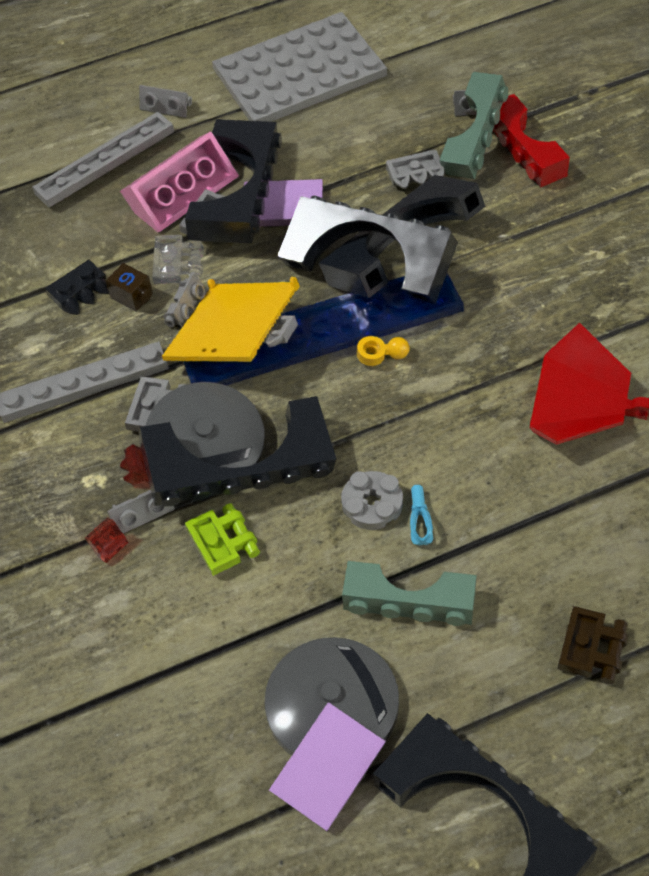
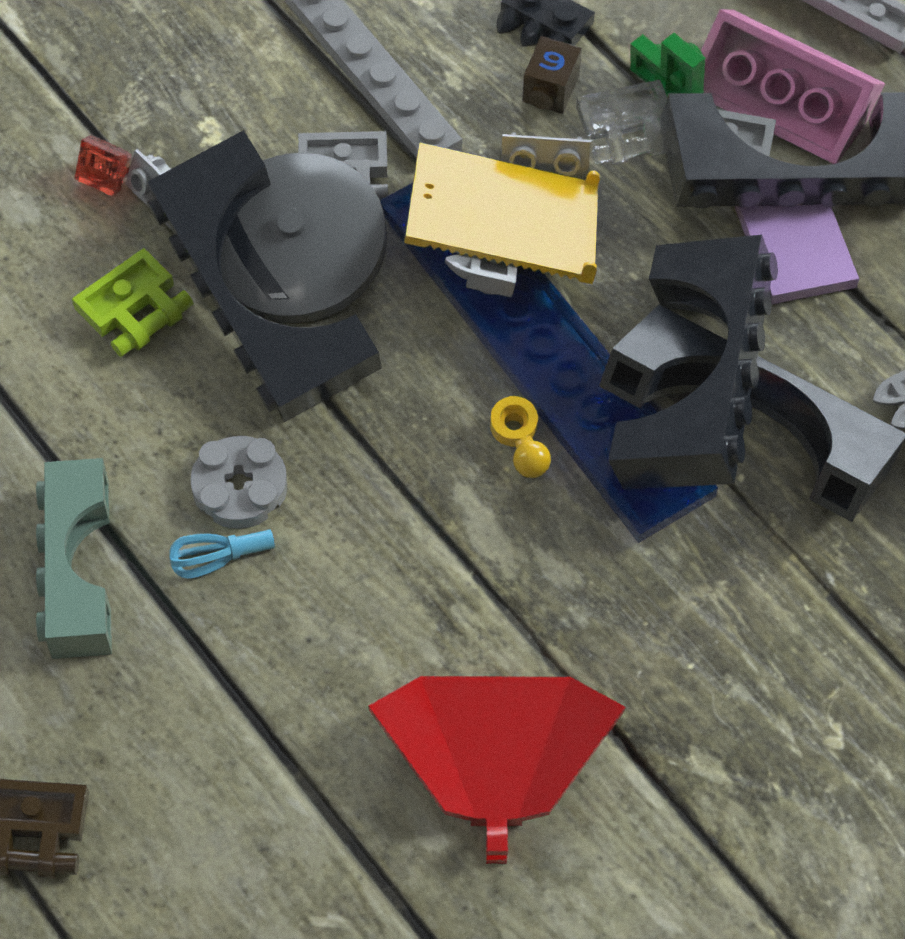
camera: 70 degrees right, 5 degrees up
(162, 221) = (673, 62): none -> green plate

